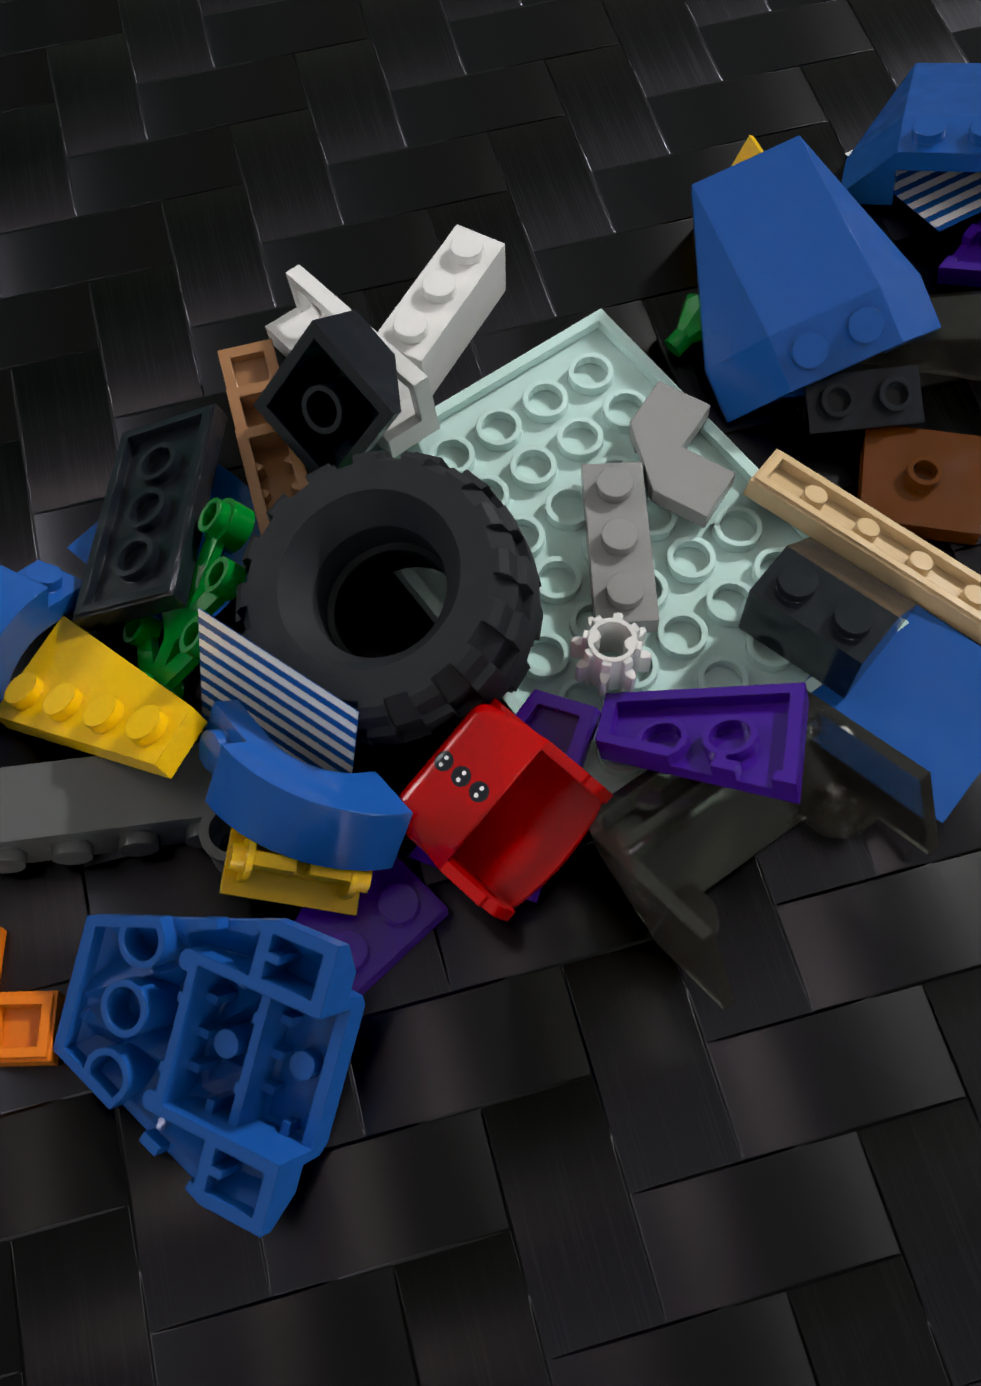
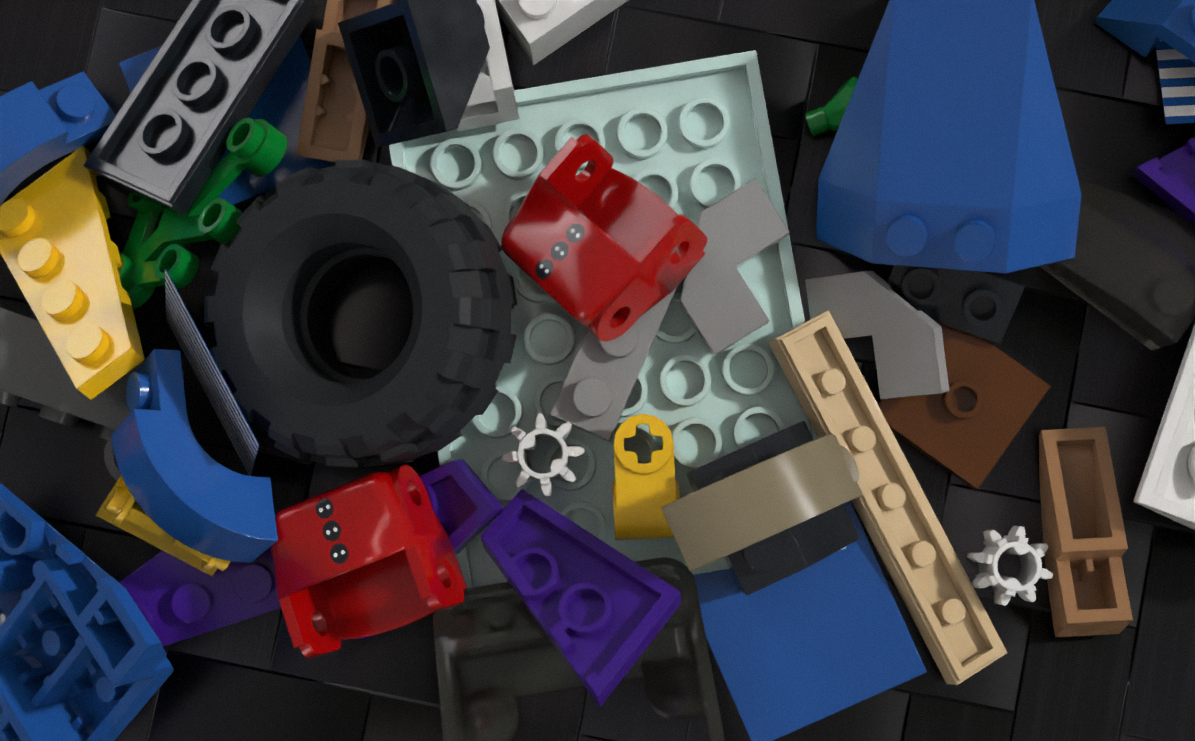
camera: 30 degrees right, 20 degrees up
(570, 470) = (600, 240): none -> red piece
(710, 630) = (643, 487): none -> yellow piece
(830, 565) = (762, 500): none -> dark tan arch
(850, 440) = (904, 340): none -> light grey tile

